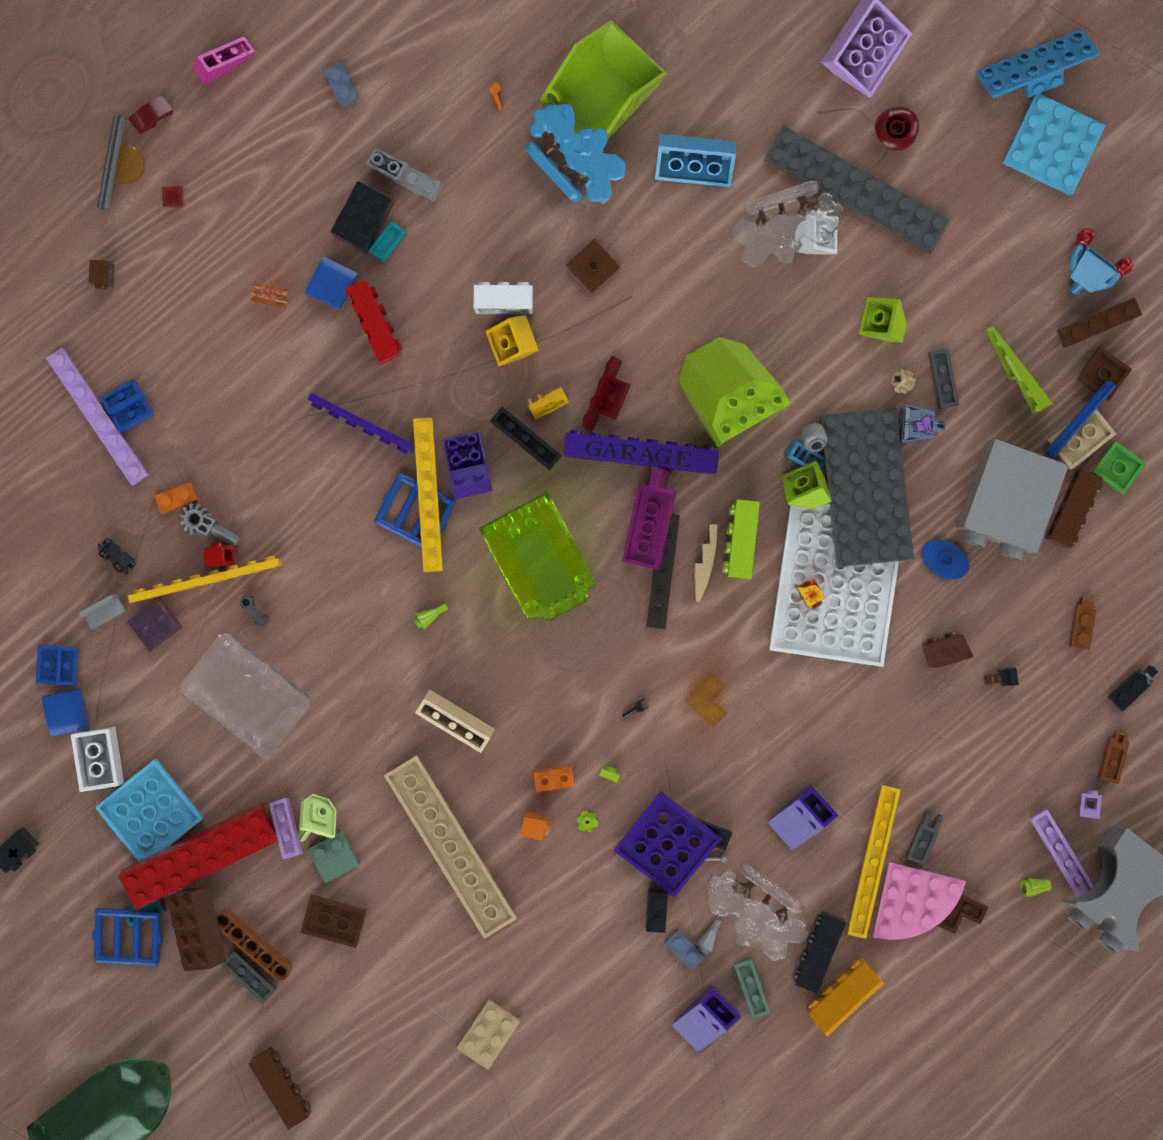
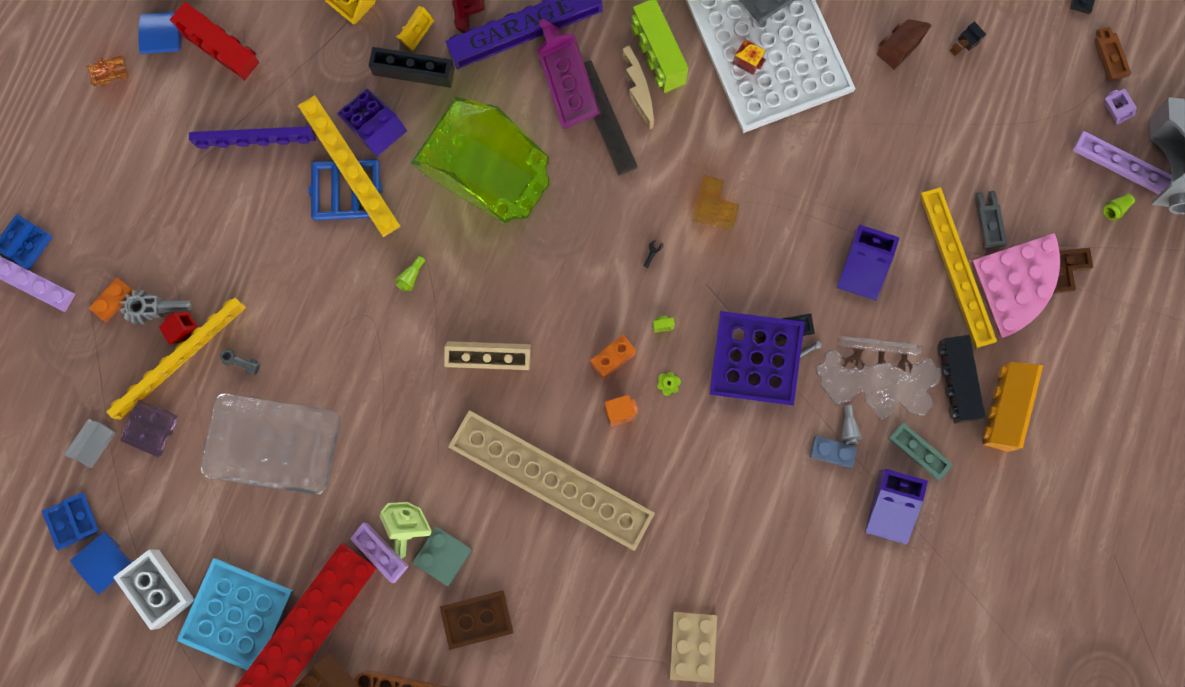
camera: 25 degrees left, 10 degrees down
(120, 562) = (70, 383): black hinge -> none
(656, 910) = (784, 427): black brick -> none

